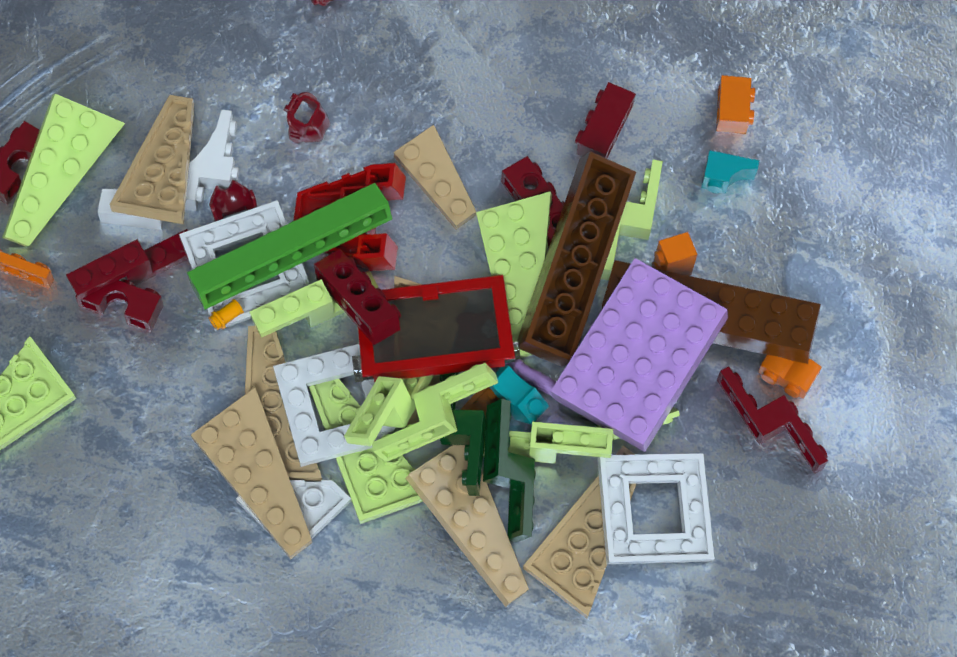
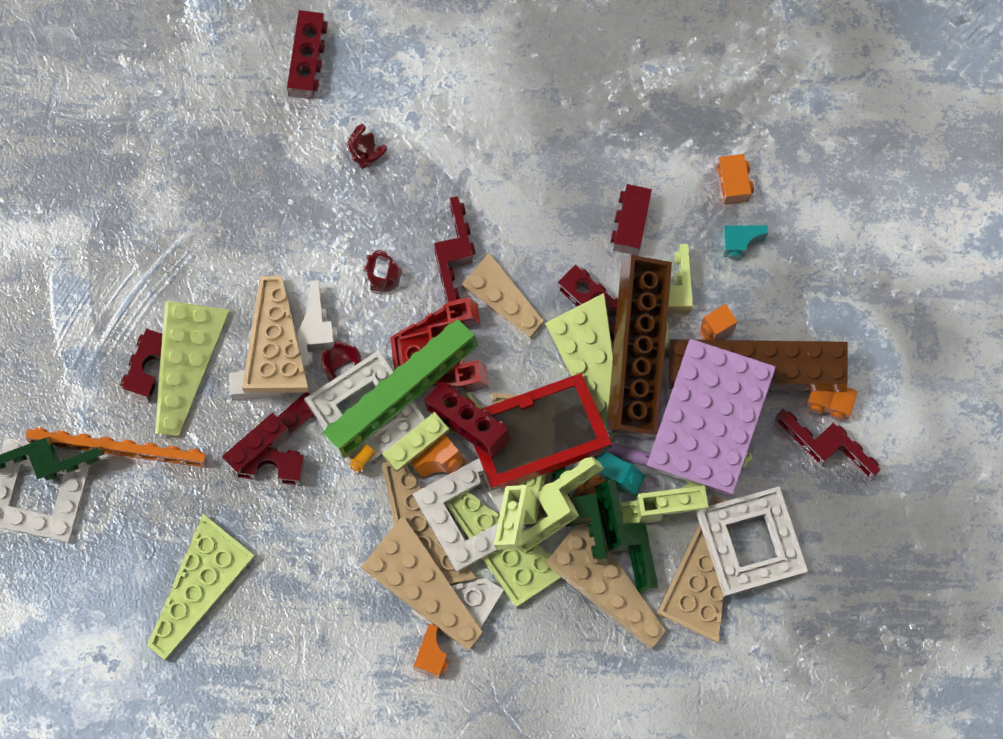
camera: 15 degrees left, 5 degrees up
(243, 556) = (430, 658): none -> orange arch
(314, 334) = (439, 457): none -> orange arch
(395, 114) = (454, 251): none -> dark red bracket

